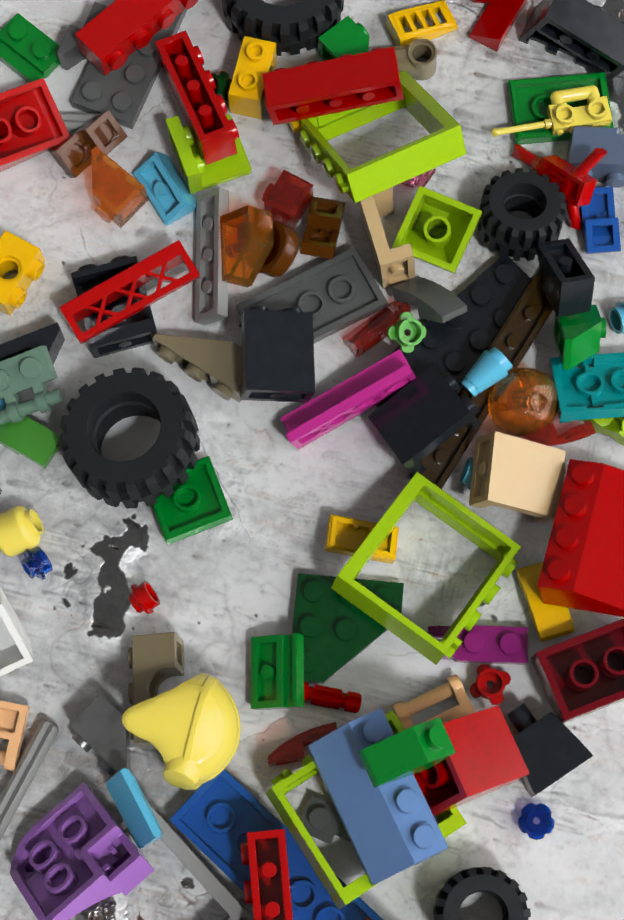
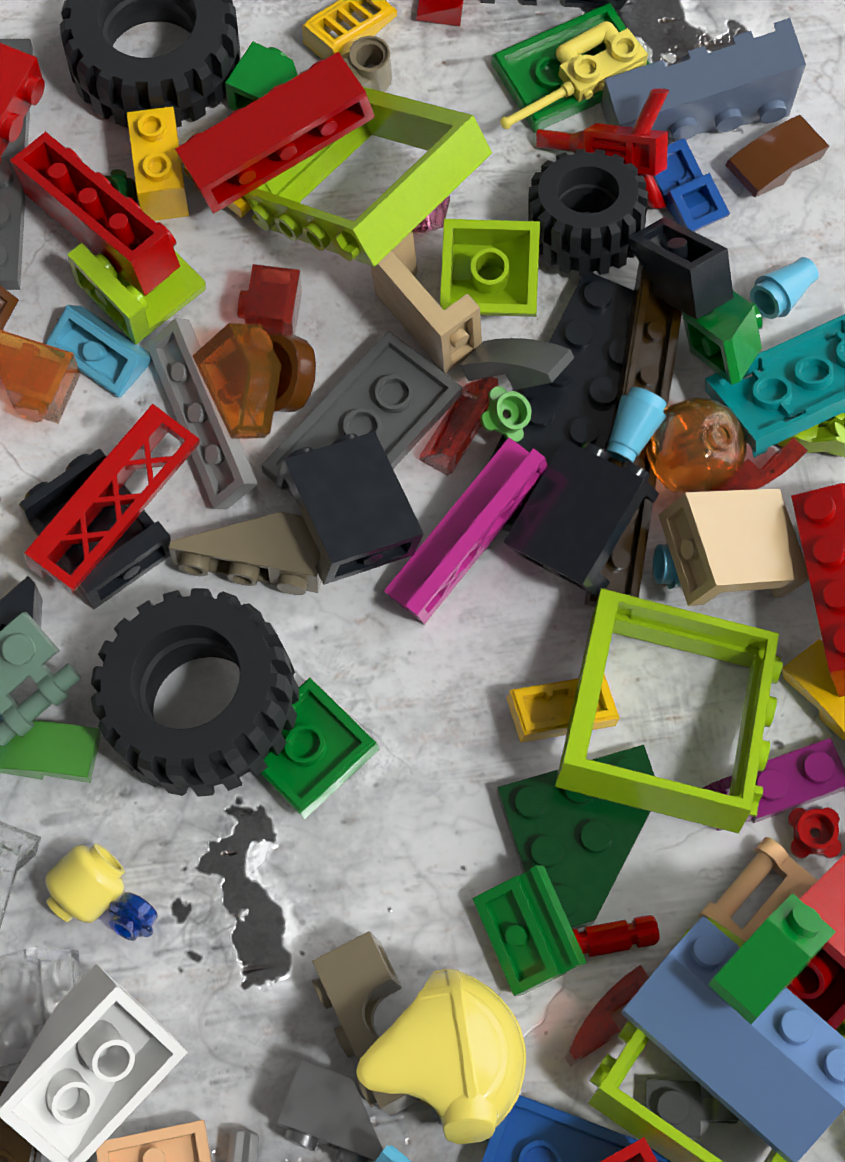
camera: 25 degrees left, 5 degrees down
(143, 598) = (301, 904): red plate -> none
(322, 228) = (333, 323): reddish brown slope -> none

